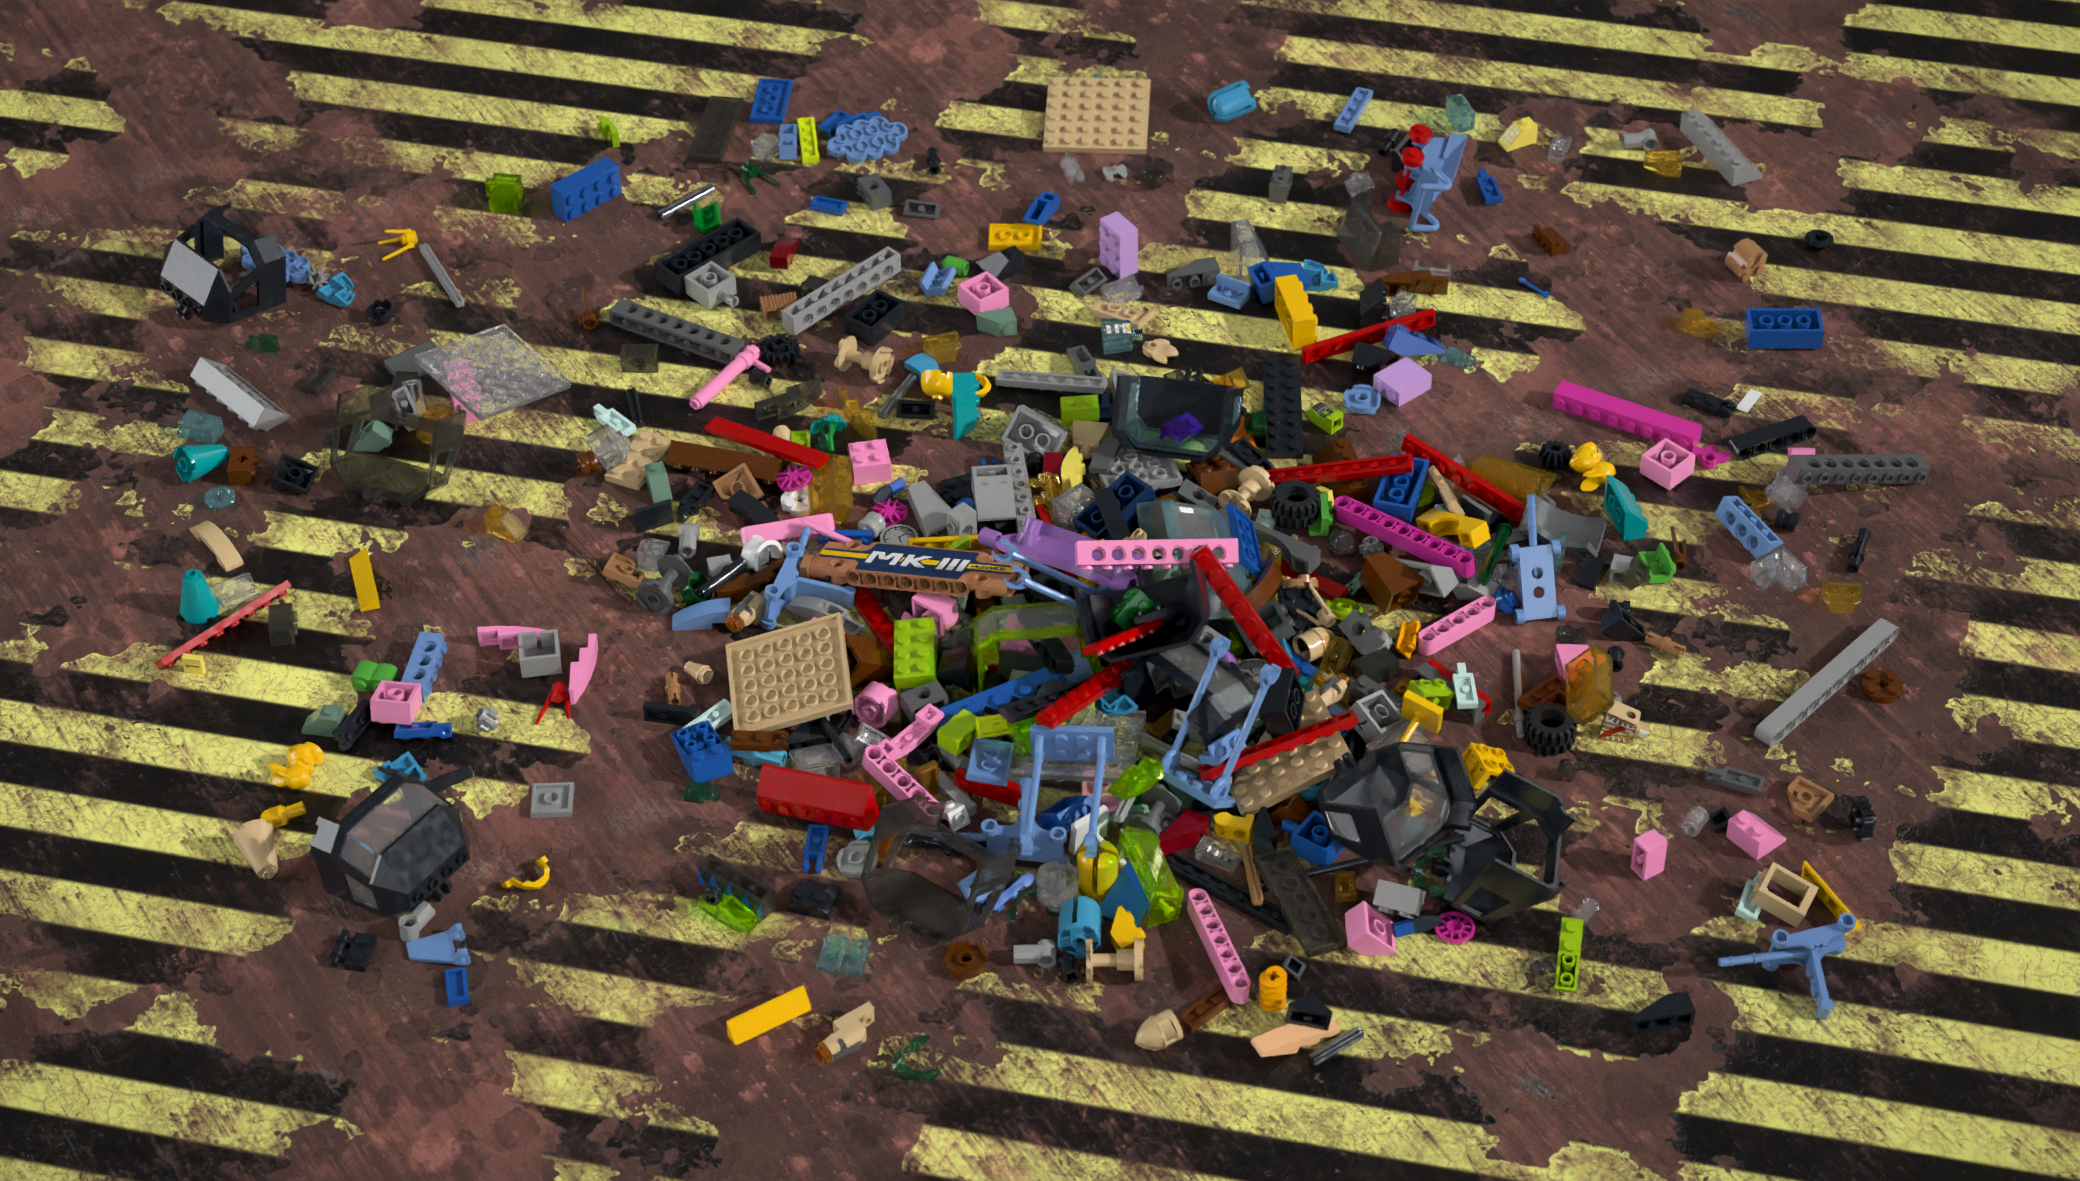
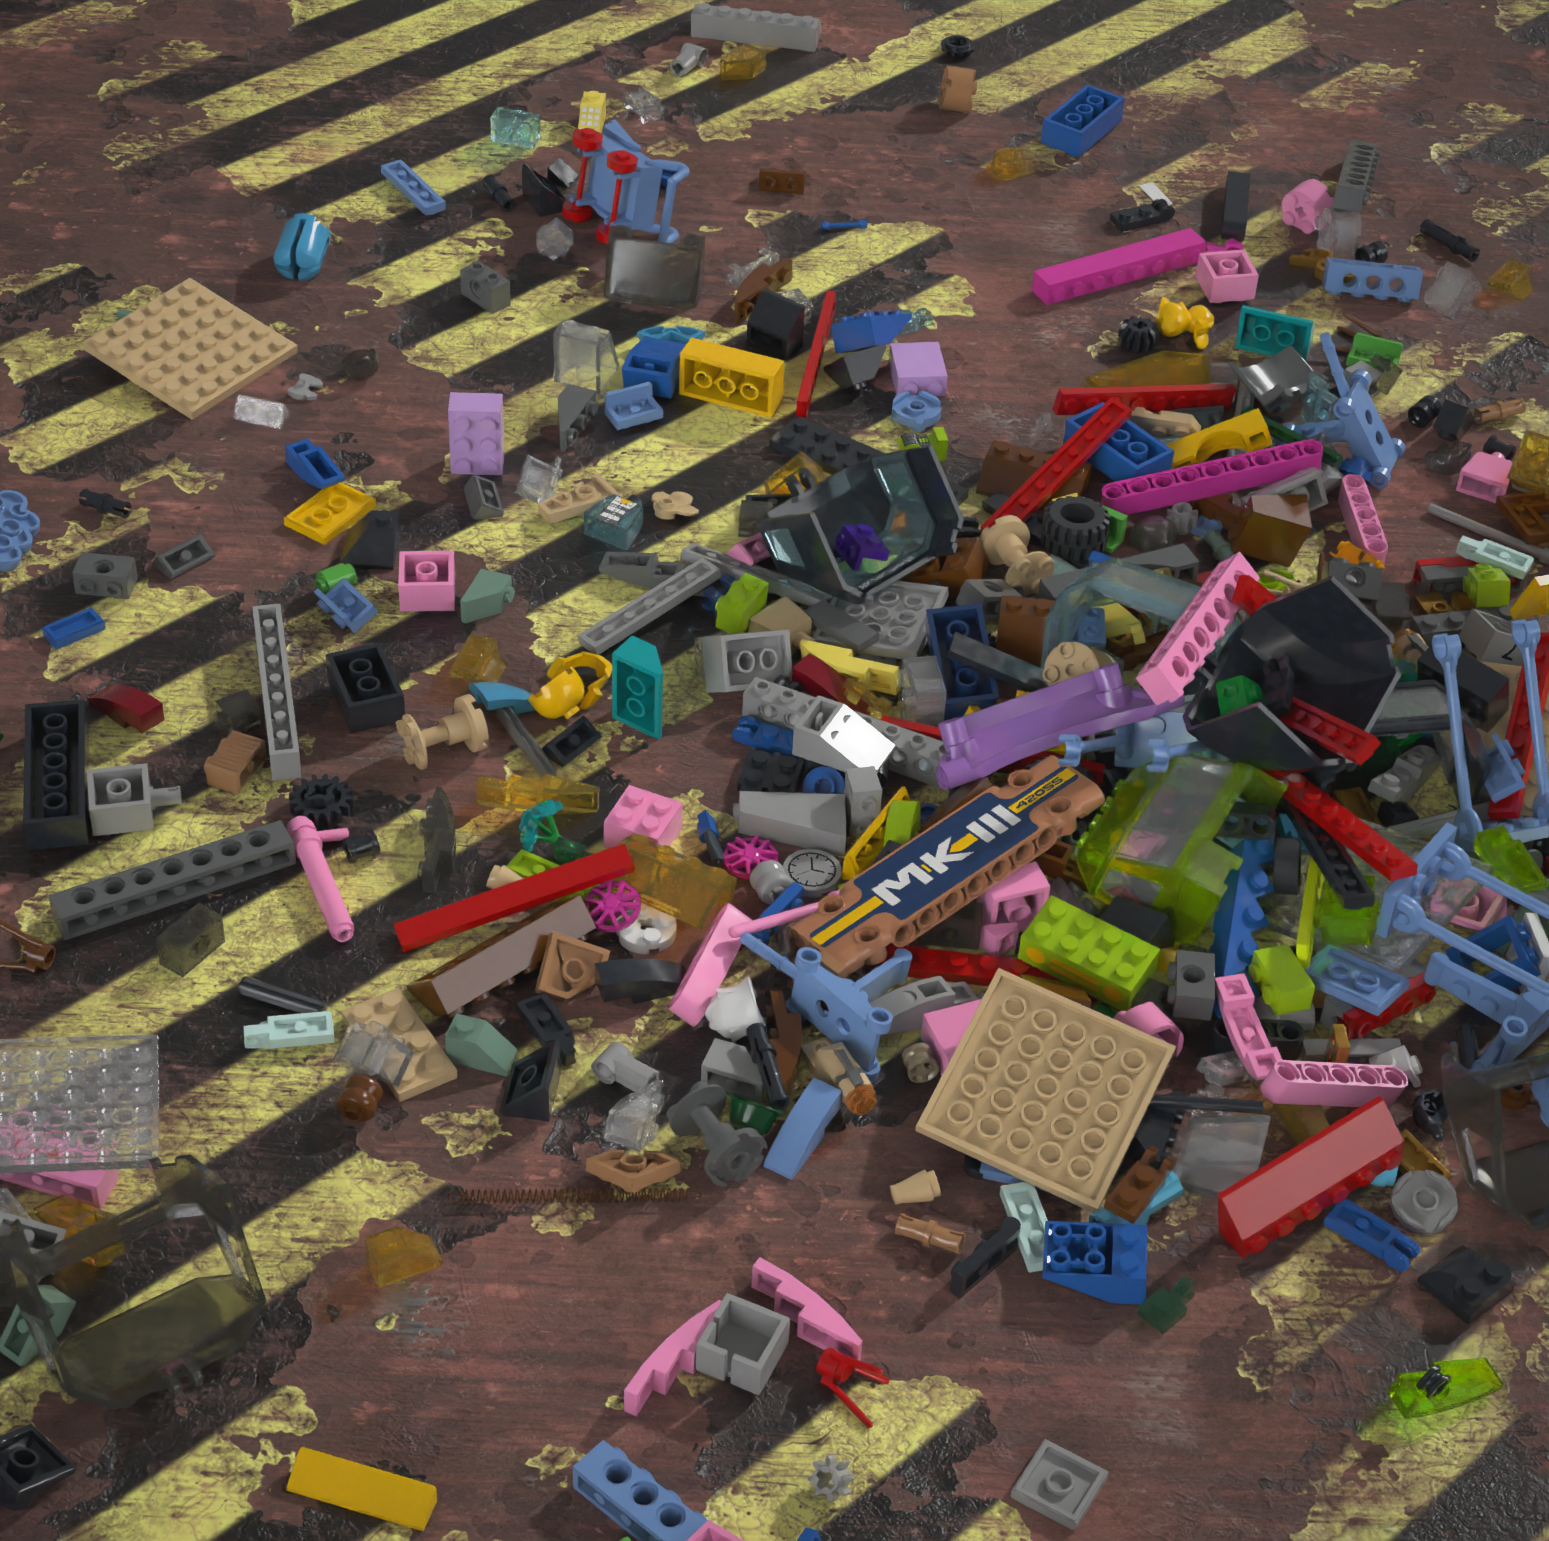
camera: 60 degrees left, 0 degrees up
(748, 890) = (1381, 1357): clear smoke brick -> none

